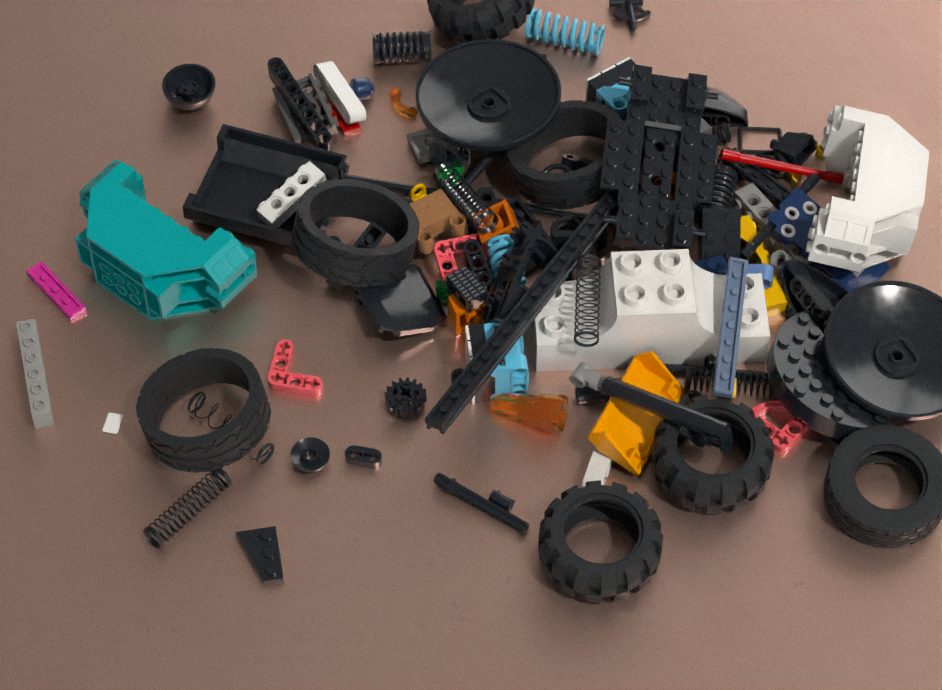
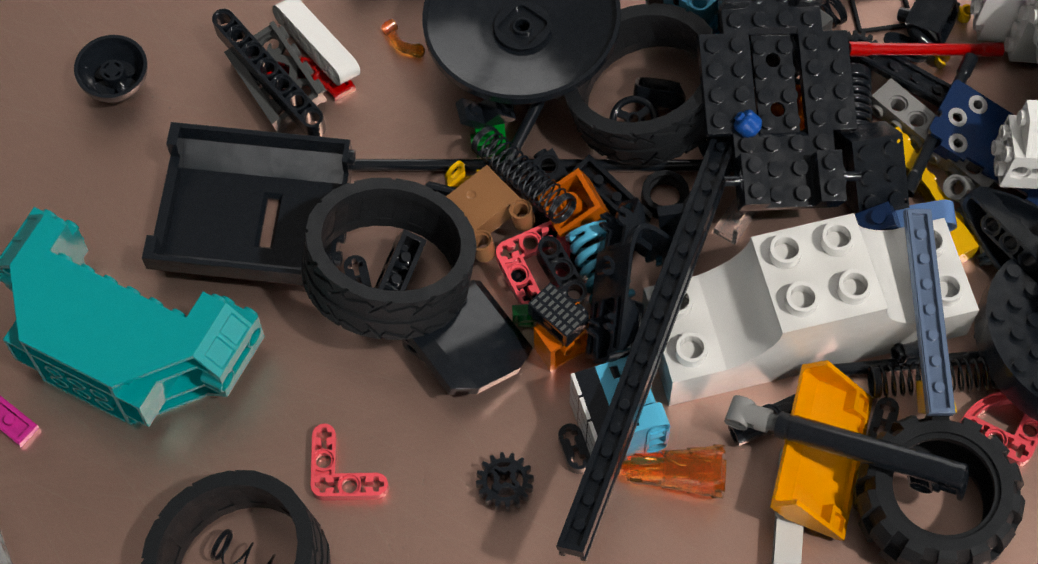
camera: 10 degrees left, 10 degrees up
(289, 205) = (270, 244): white brick -> none
(362, 88) = (344, 28): dark blue head -> none
(420, 144) = (443, 95): light grey plate -> none
(586, 267) = (723, 258): black piece -> none
(630, 184) = (747, 123): none -> blue piece

